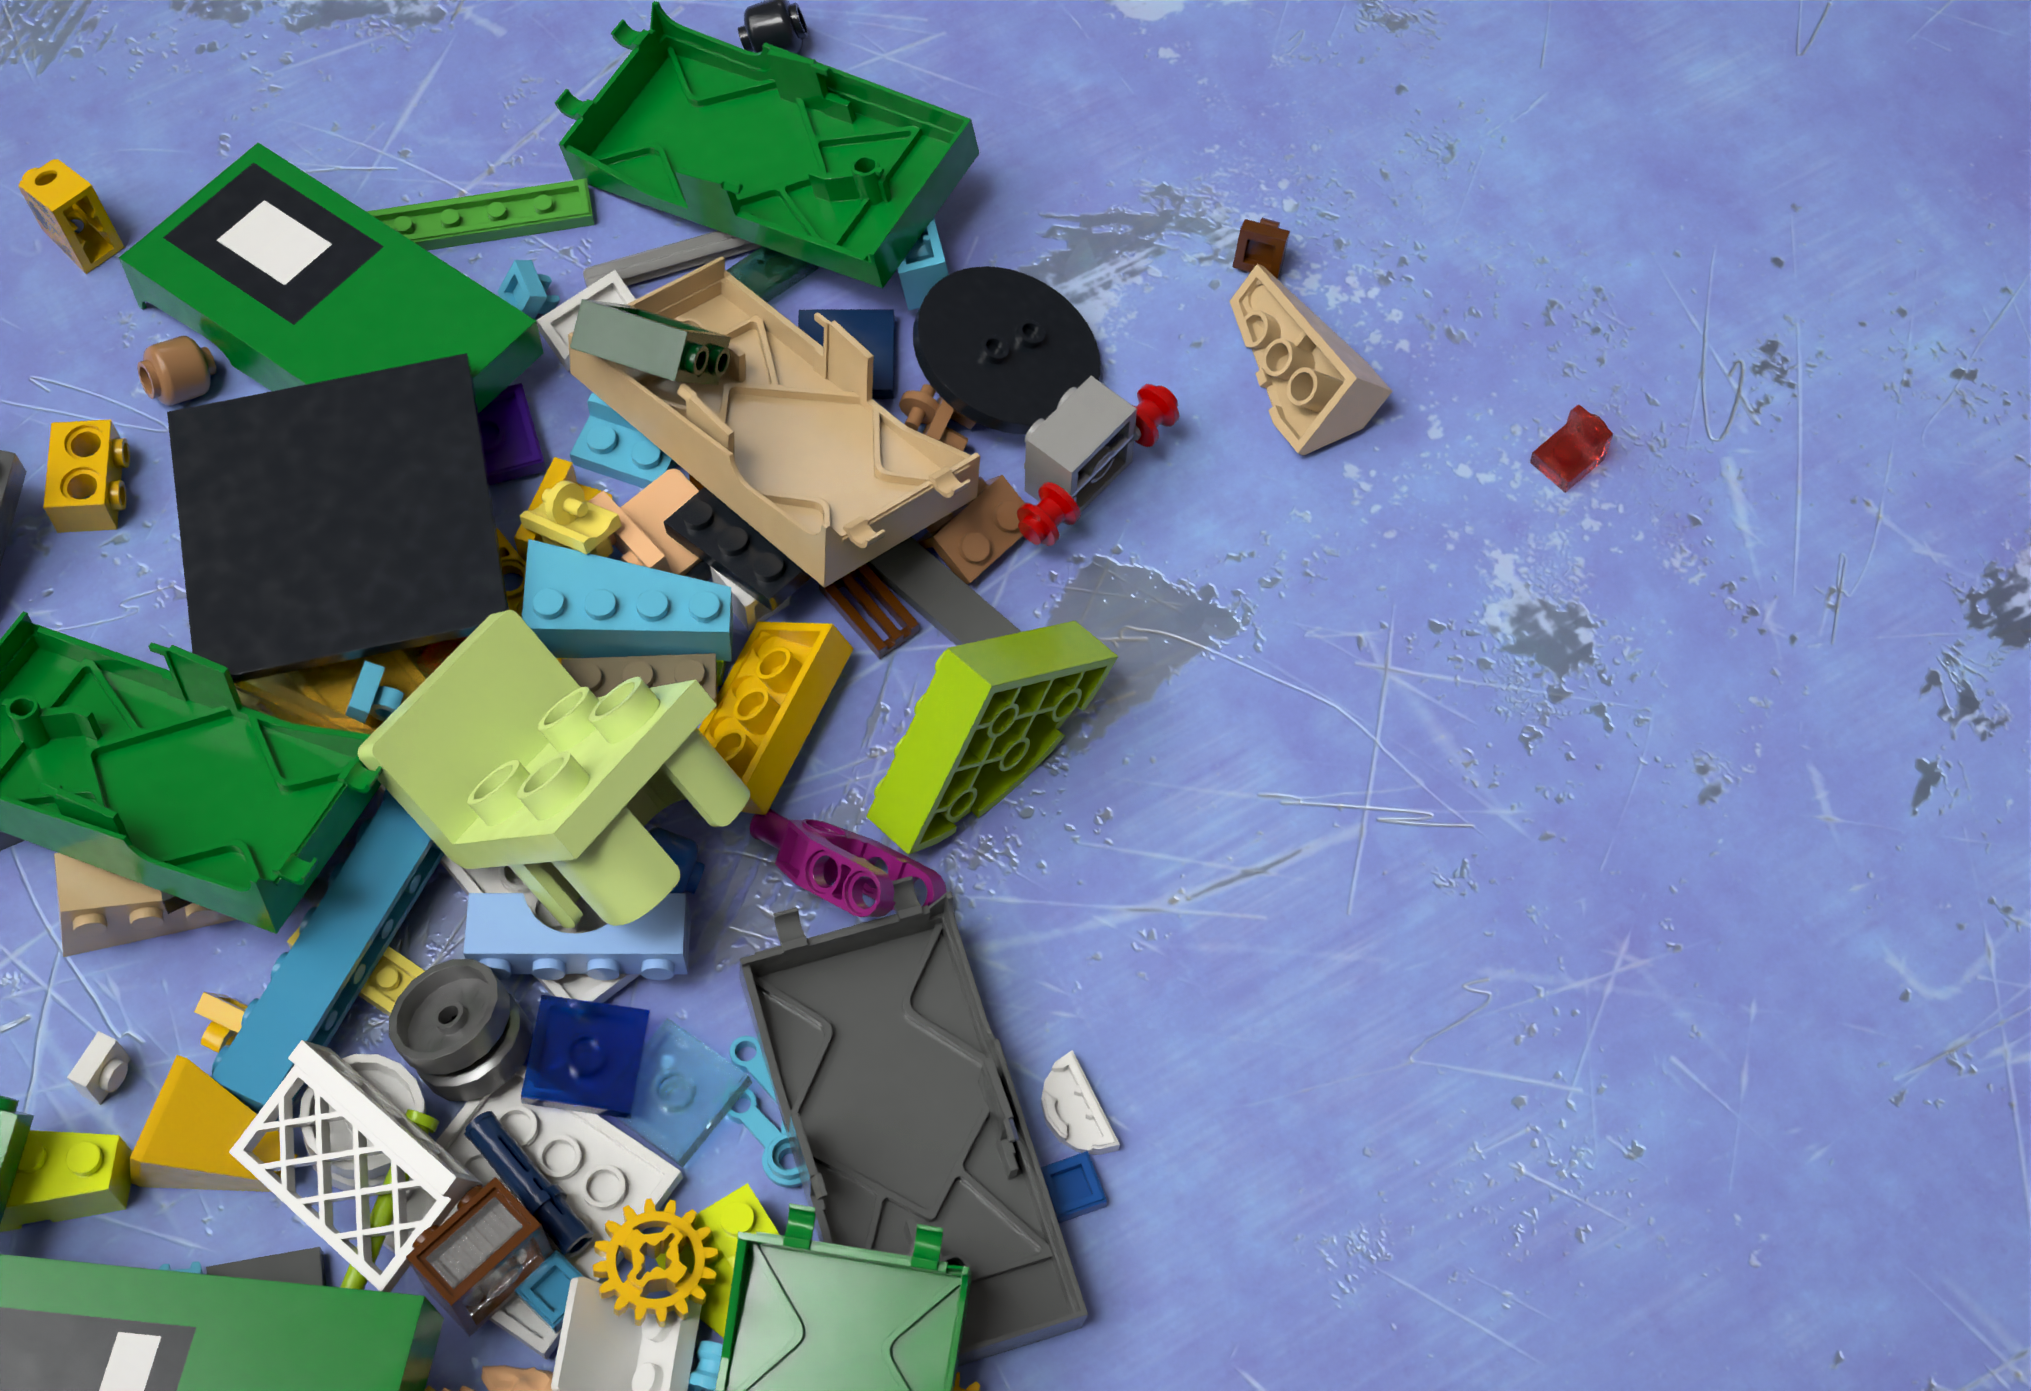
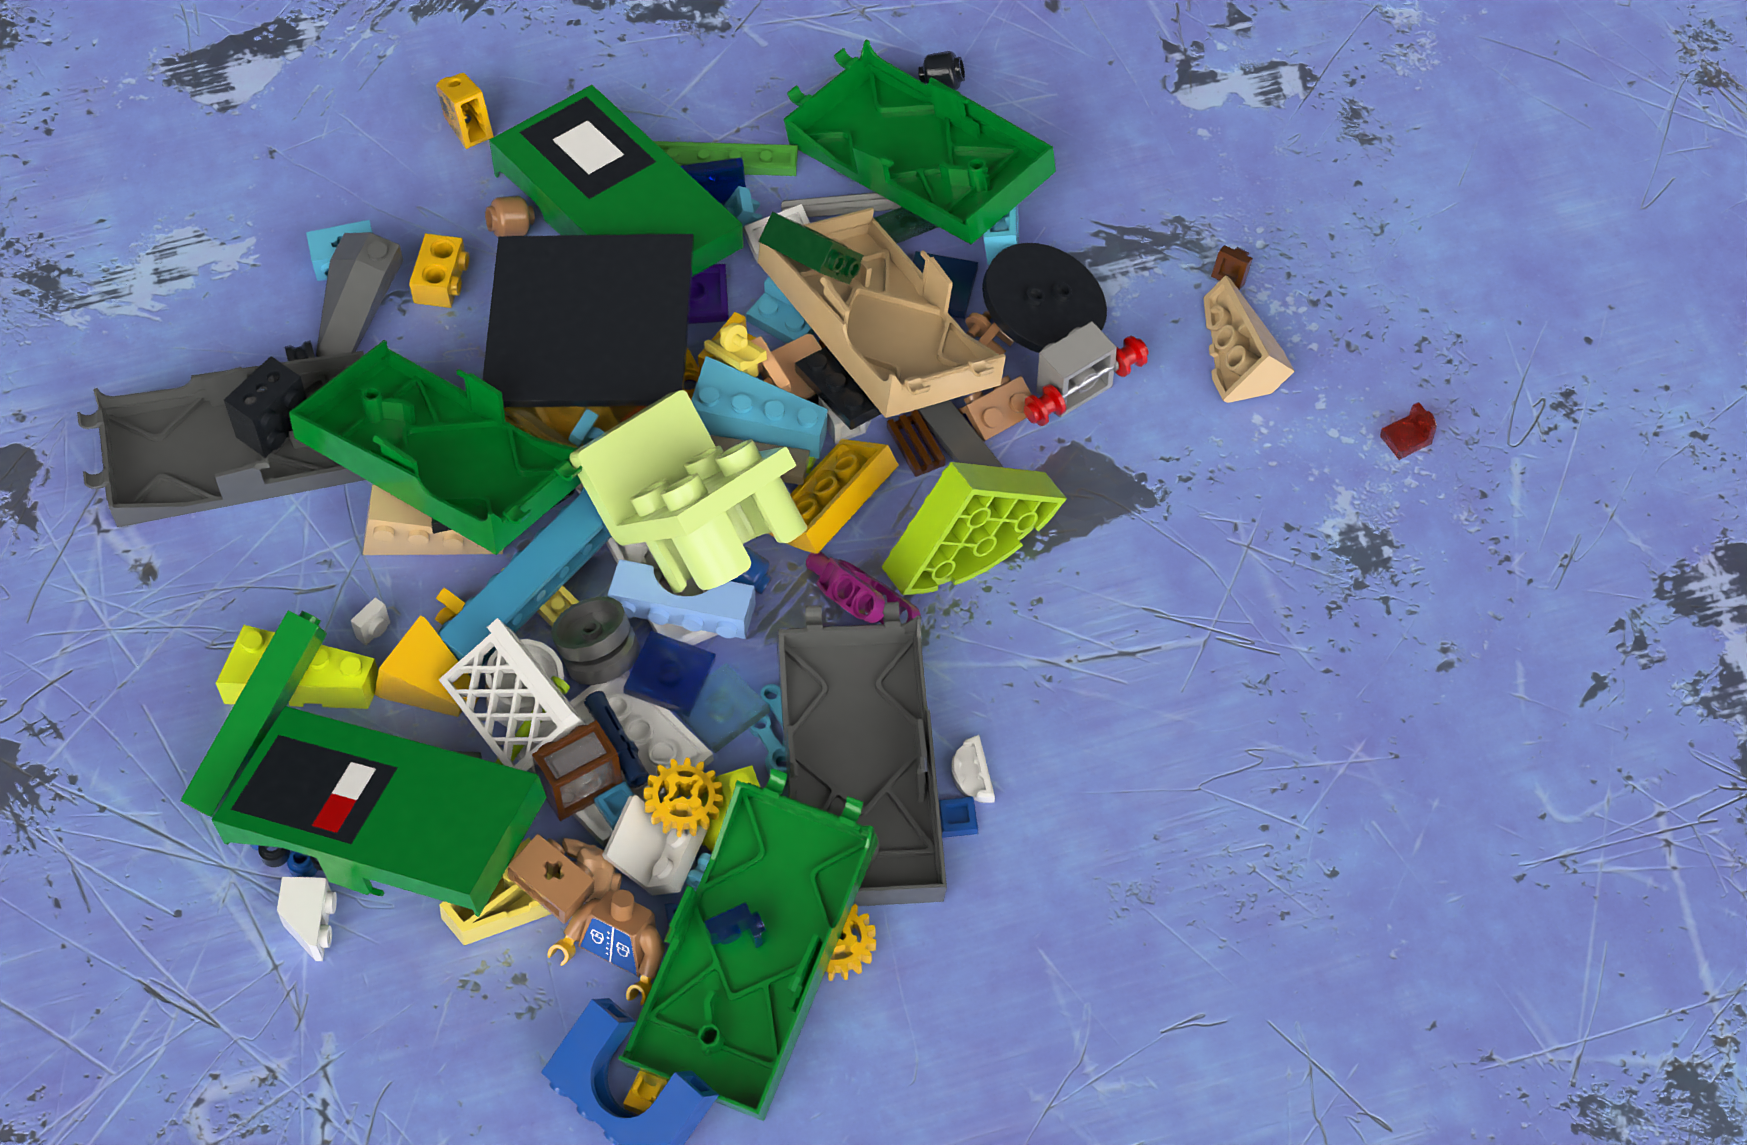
camera: 15 degrees right, 5 degrees down
(480, 251) = (718, 177): none -> clear blue panel

